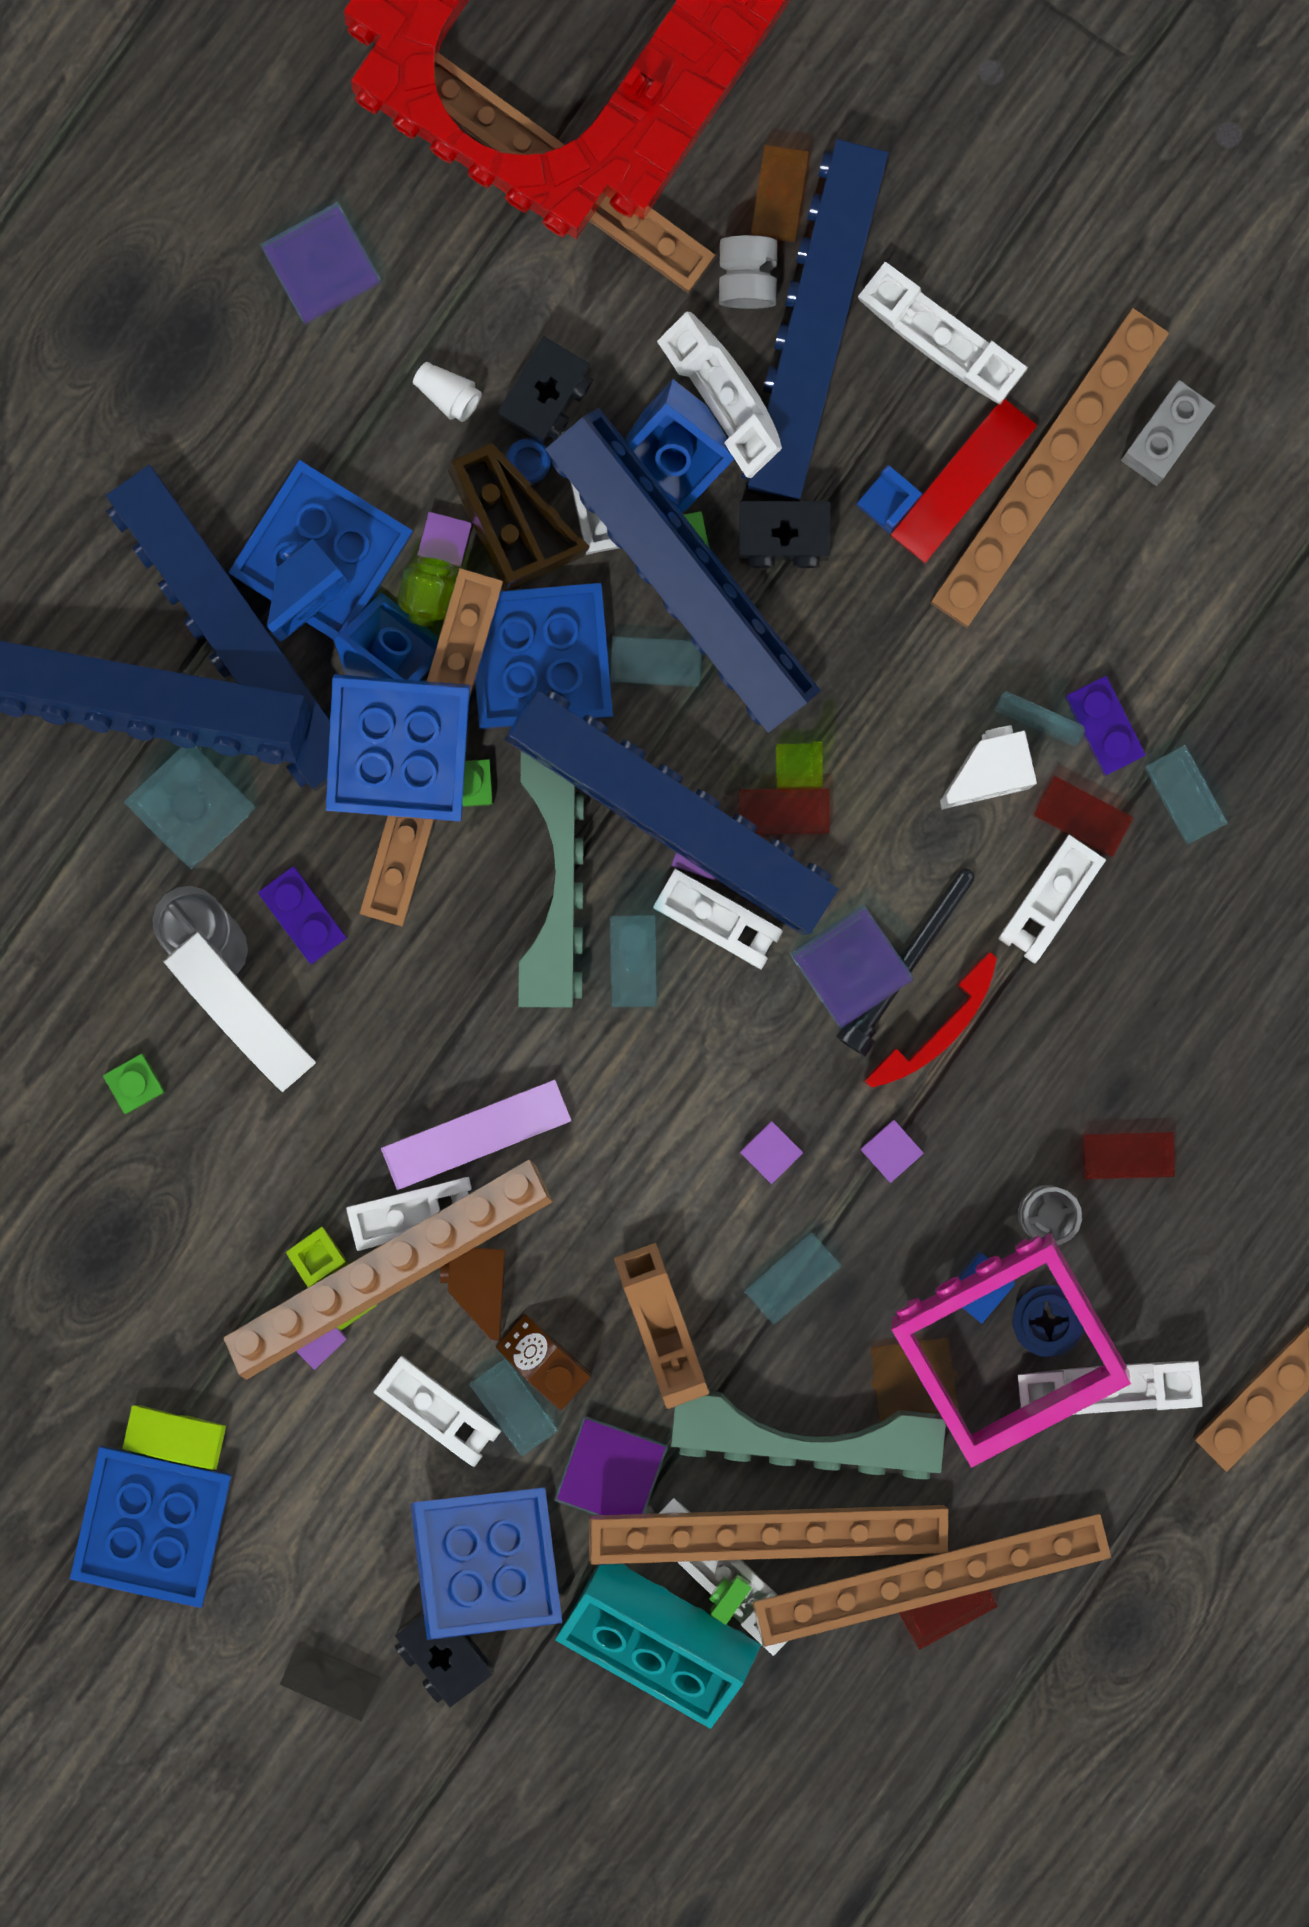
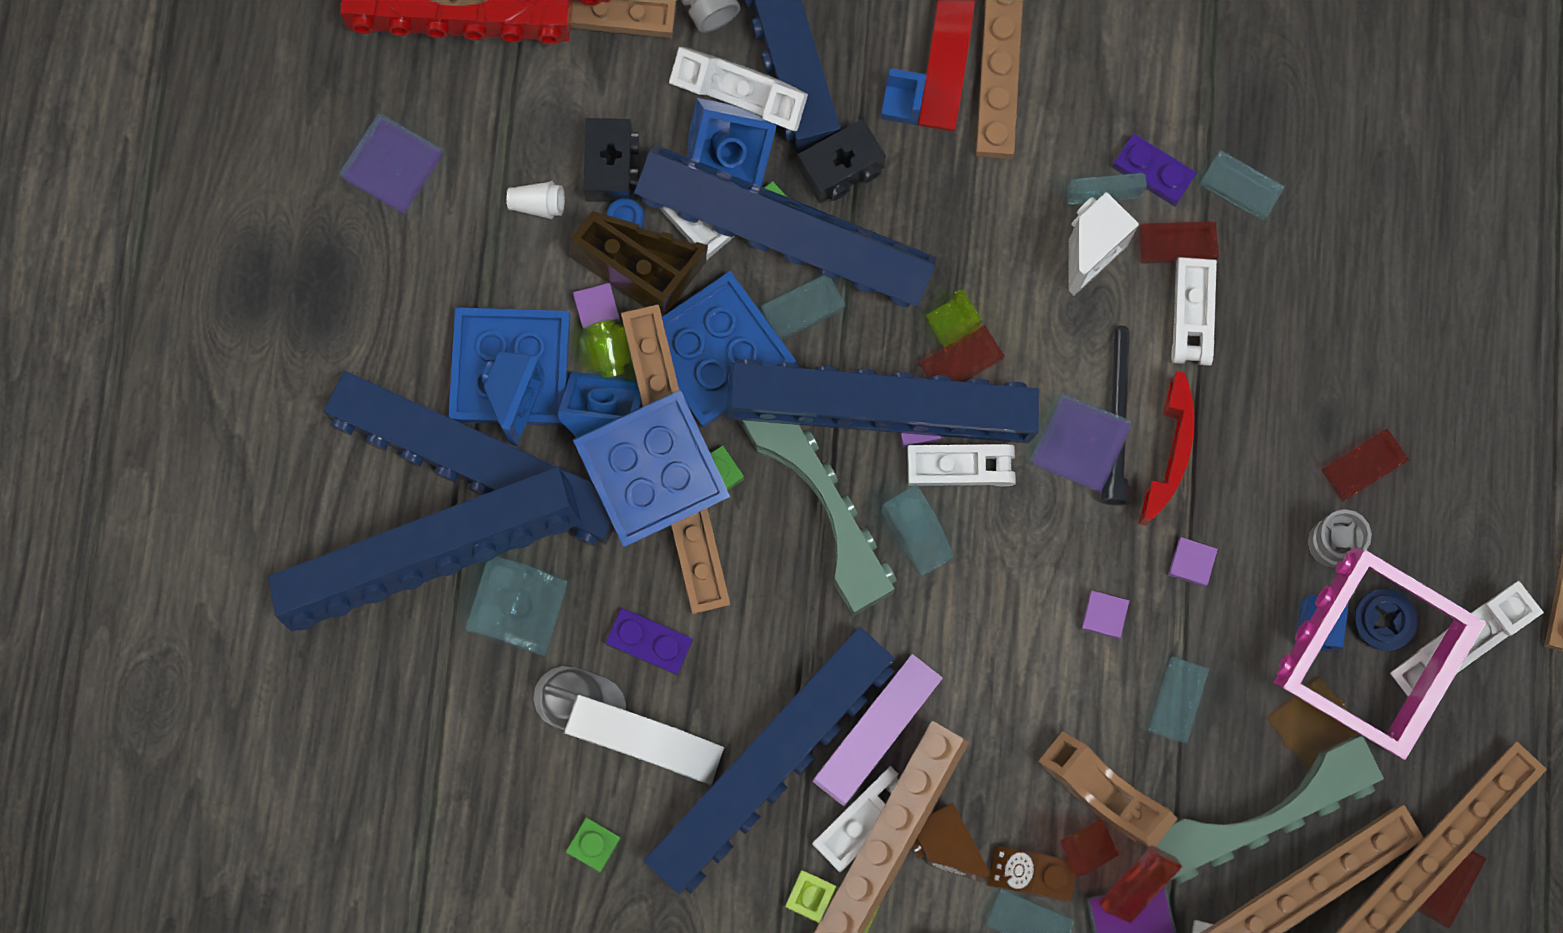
camera: 30 degrees left, 10 degrees down
(351, 1103) = (769, 761): none -> dark blue brick
(611, 1370) = (1089, 848): none -> clear red tile
(638, 1434) = (1140, 884): none -> clear red tile

